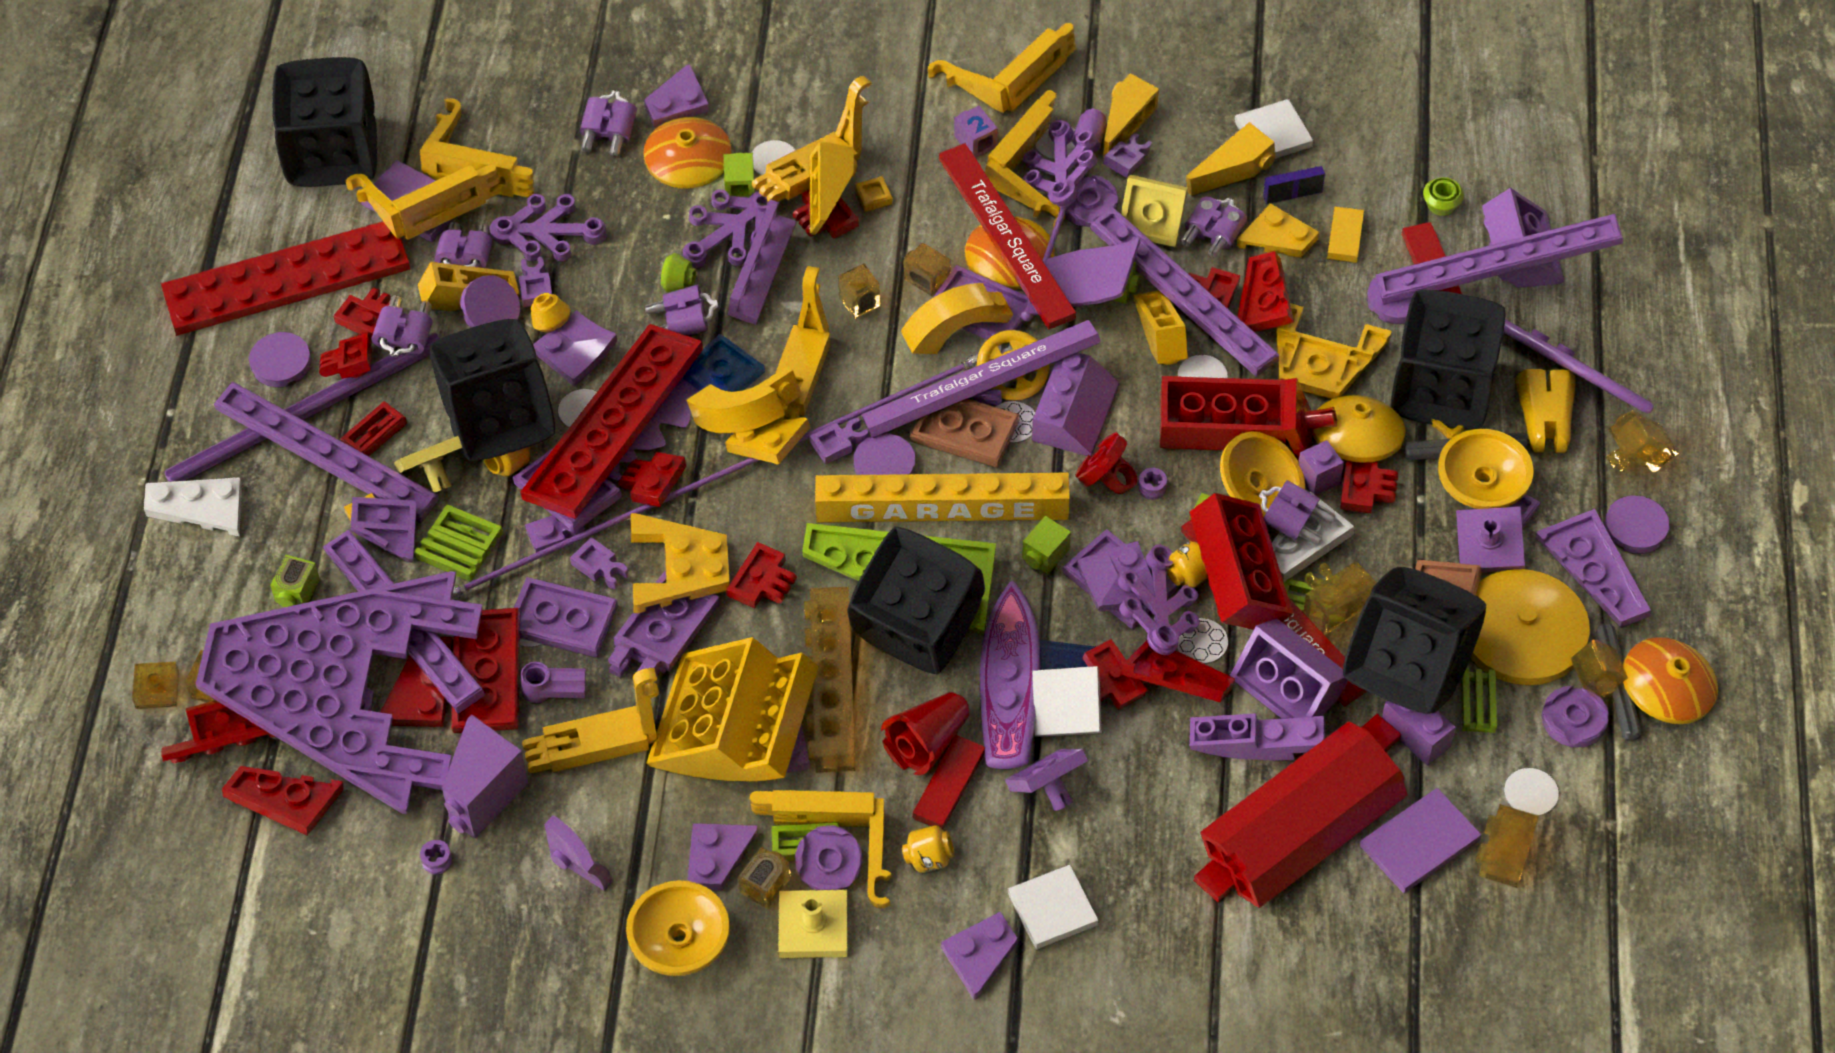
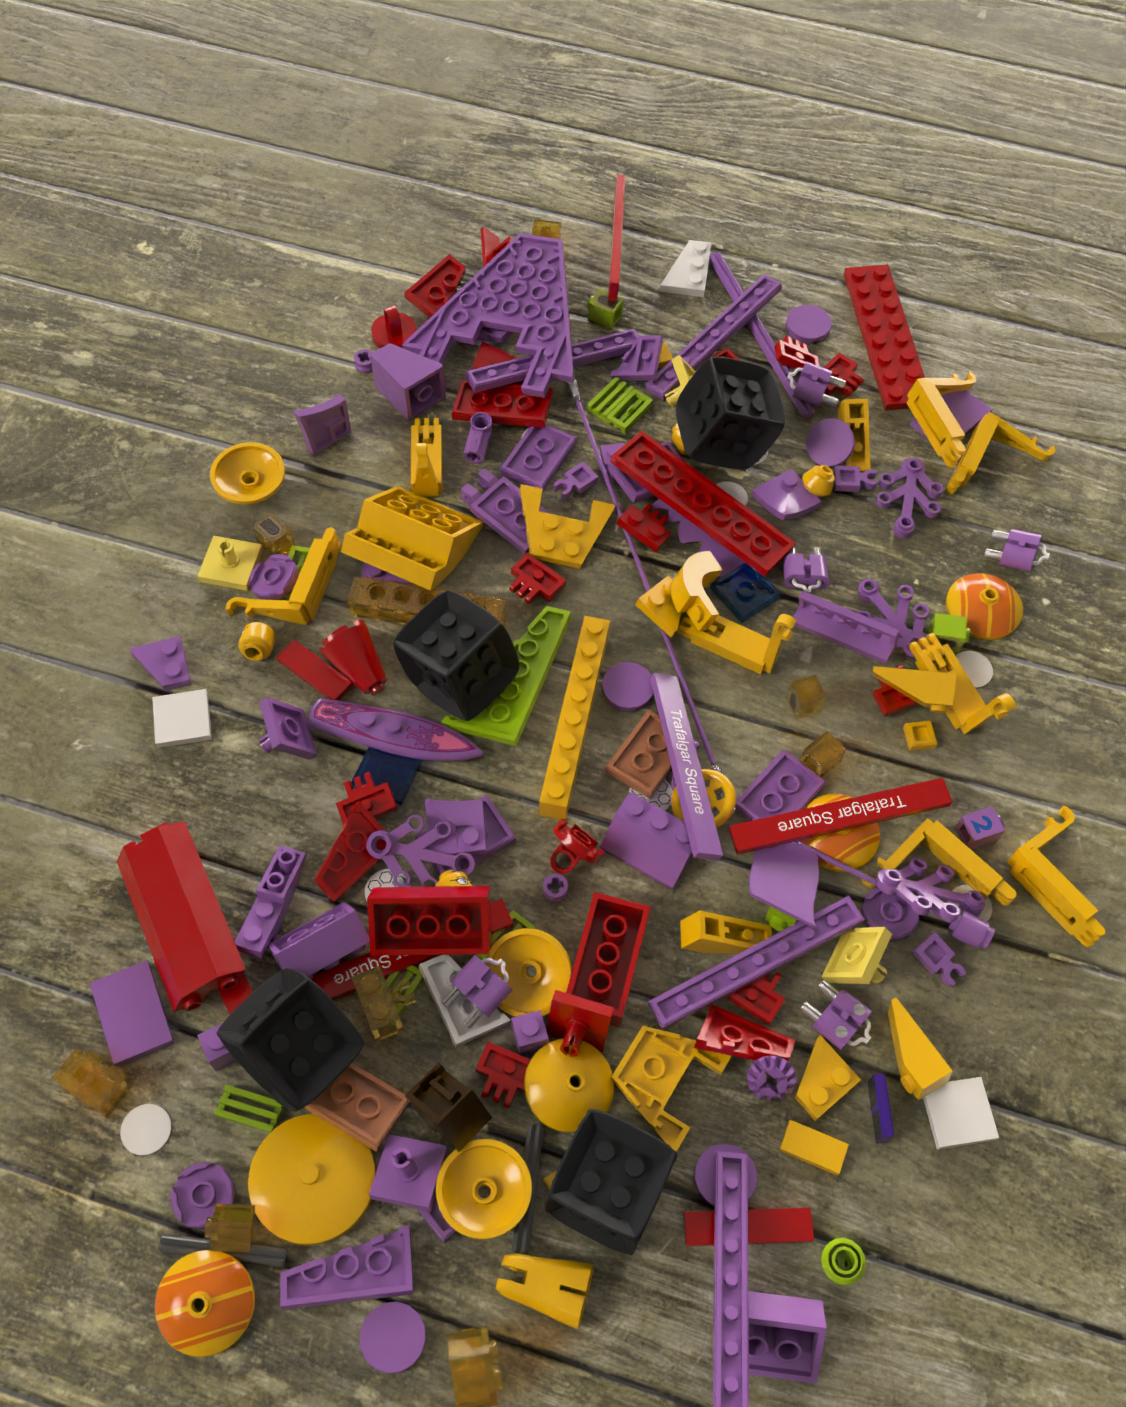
camera: 100 degrees right, 5 degrees up
(166, 582) = (616, 243): none -> tile
(324, 121) = (1022, 352): black piece -> none
(373, 834) = (392, 328): none -> red tile
(464, 250) = (893, 438): medium lavender piece -> none
(676, 98) = (1045, 607): medium lavender wing -> none
(677, 273) = (846, 570): lime cone -> none
(717, 851) = (308, 514): medium lavender wing -> none
(837, 442) = (654, 653): medium lavender plate -> none
(949, 312) = (762, 763): yellow arch -> none
(1046, 545) = (508, 784): lime brick -> none
(1067, 701) = (349, 761): white tile -> none
(1130, 107) = (994, 970): yellow slope -> none
(1202, 367) = (669, 965): white sticker -> none
(1296, 267) = (777, 1068): none -> medium lavender gear
(1423, 509) = (448, 1107): none -> dark brown piece
(1564, 357) = (602, 1320): medium lavender piece -> none

